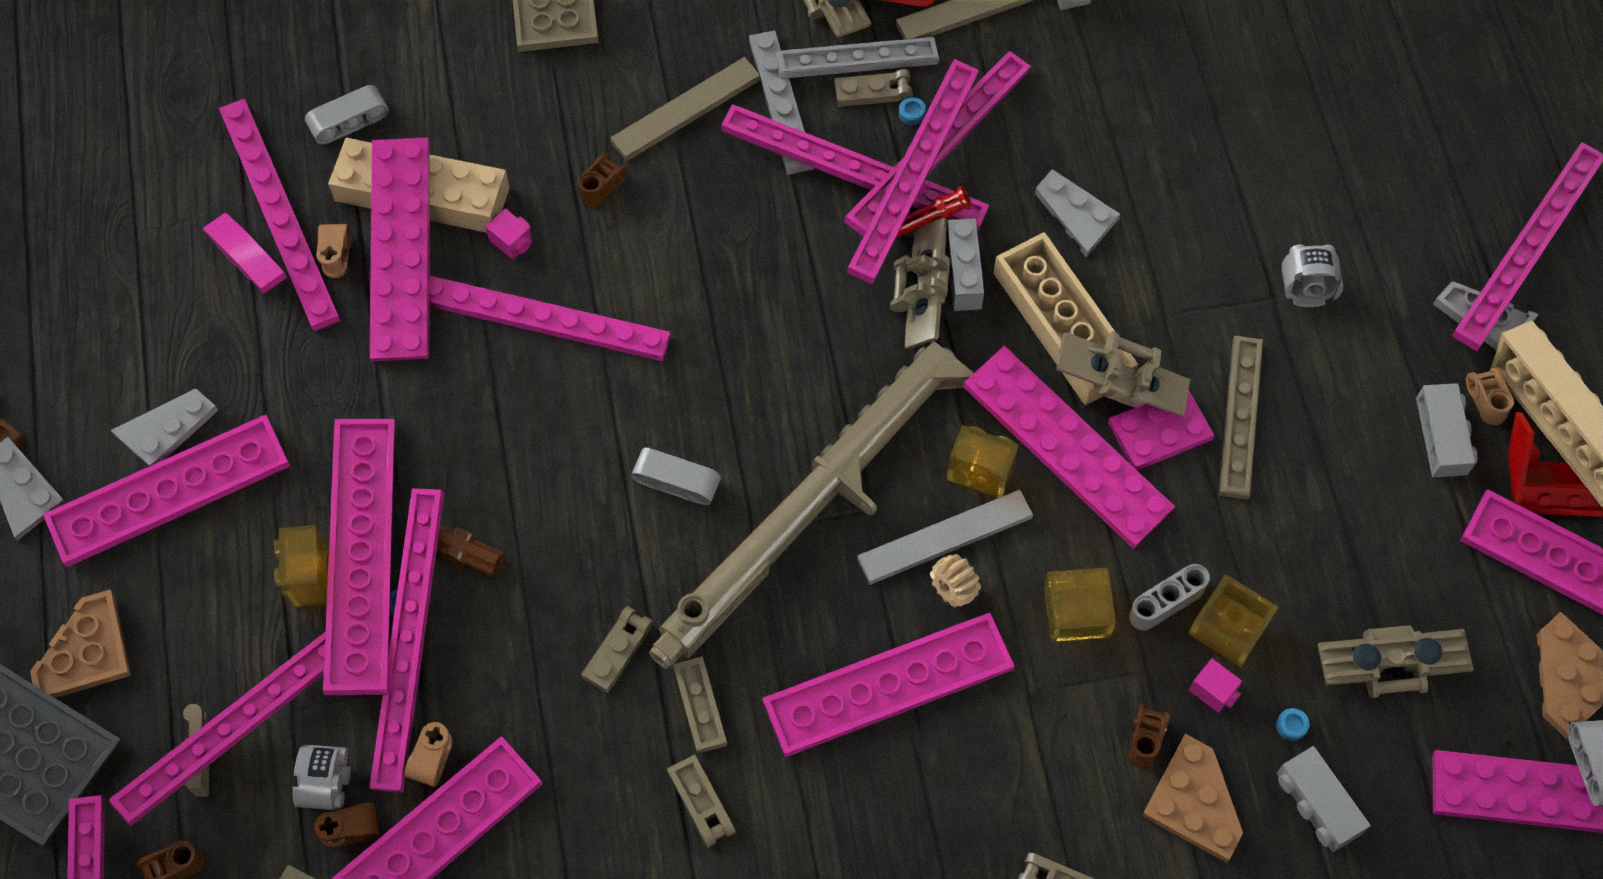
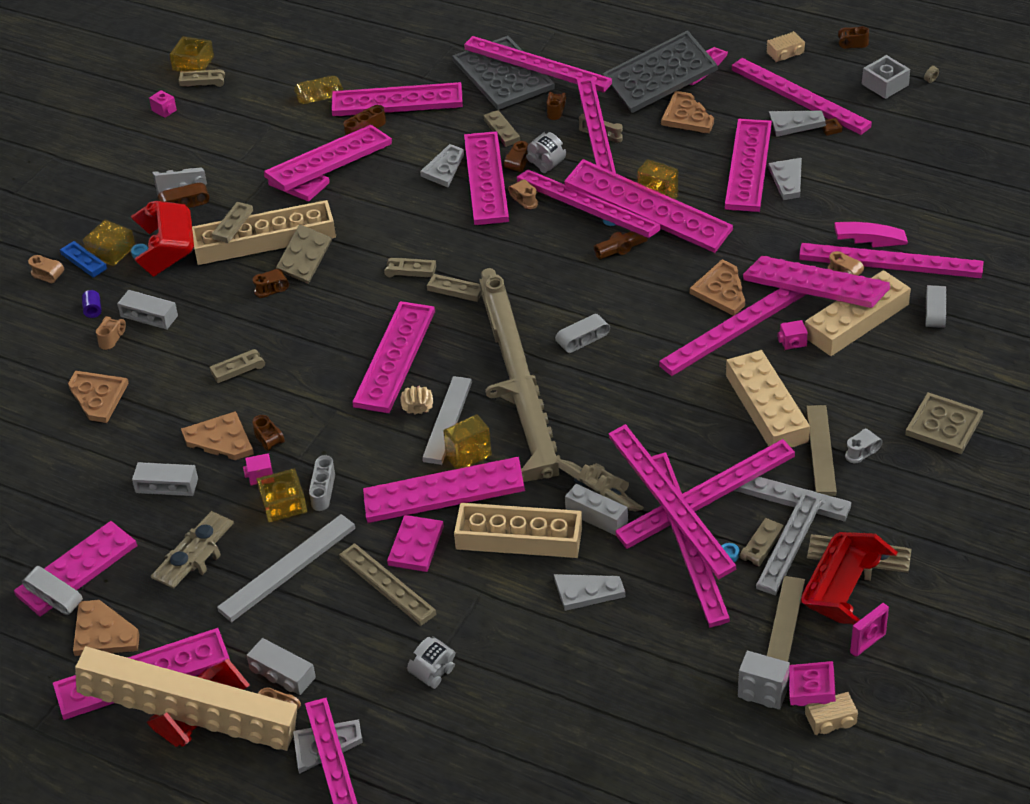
camera: 130 degrees right, 20 degrees down
(468, 368) = (721, 288): none -> medium nougat plate
(603, 177) = (798, 385): reddish brown piece -> none
(617, 650) = (513, 275): dark tan plate -> none
(650, 66) = (862, 446): none -> light grey piece
(650, 196) = (767, 399): none -> tan brick
(941, 208) = (638, 509): red pin -> none
(1079, 604) = (355, 444): clear yellow brick -> none
(1119, 382) = (451, 518): dark tan piece -> none
(1292, 724) = (211, 496): dark azure tile -> none
(1313, 541) = (286, 568): none -> light grey tile

